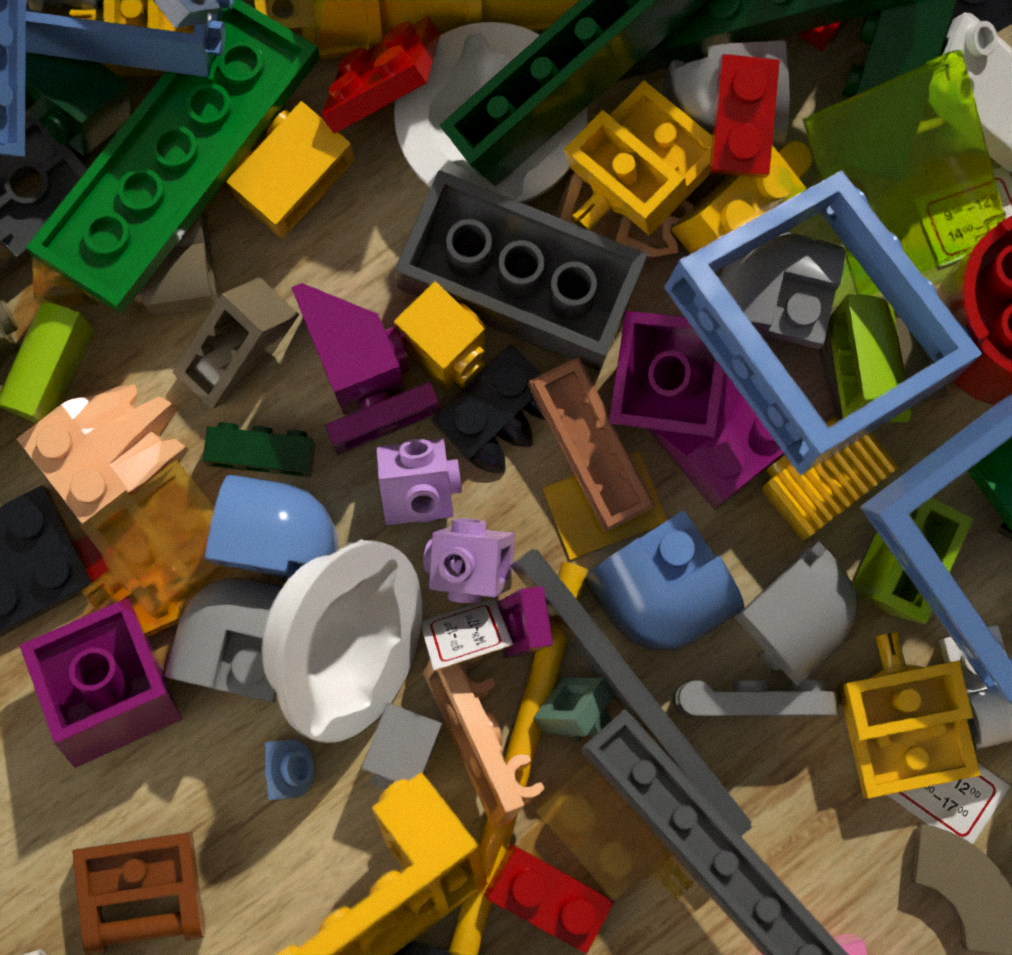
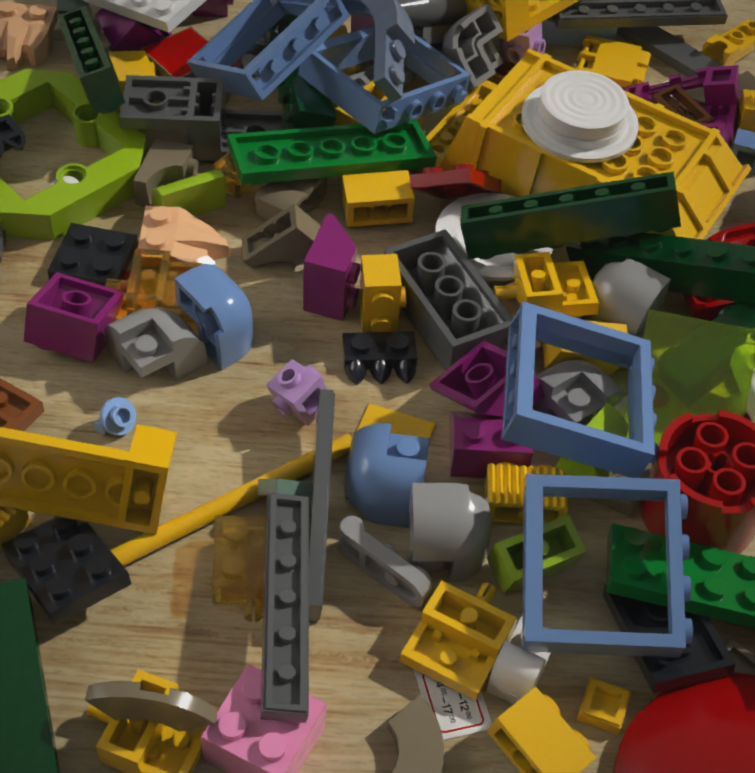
camera: 40 degrees right, 30 degrees down
(259, 450) = (260, 297): dark green piece -> none
(343, 639) = (203, 364): white piece -> none
(382, 416) = (318, 314): magenta plate -> none
(400, 746) = (191, 446): light grey brick -> none
(417, 481) = (308, 343): lavender brick -> none
(465, 633) = (264, 416): white sticker -> none
(479, 741) = (223, 463): light nougat plate -> none
(526, 621) = (297, 428): magenta plate -> none
(548, 898) = (180, 567): red plate -> none
(591, 444) = (412, 389): nougat plate -> none
(744, 116) = (618, 291): red plate -> none

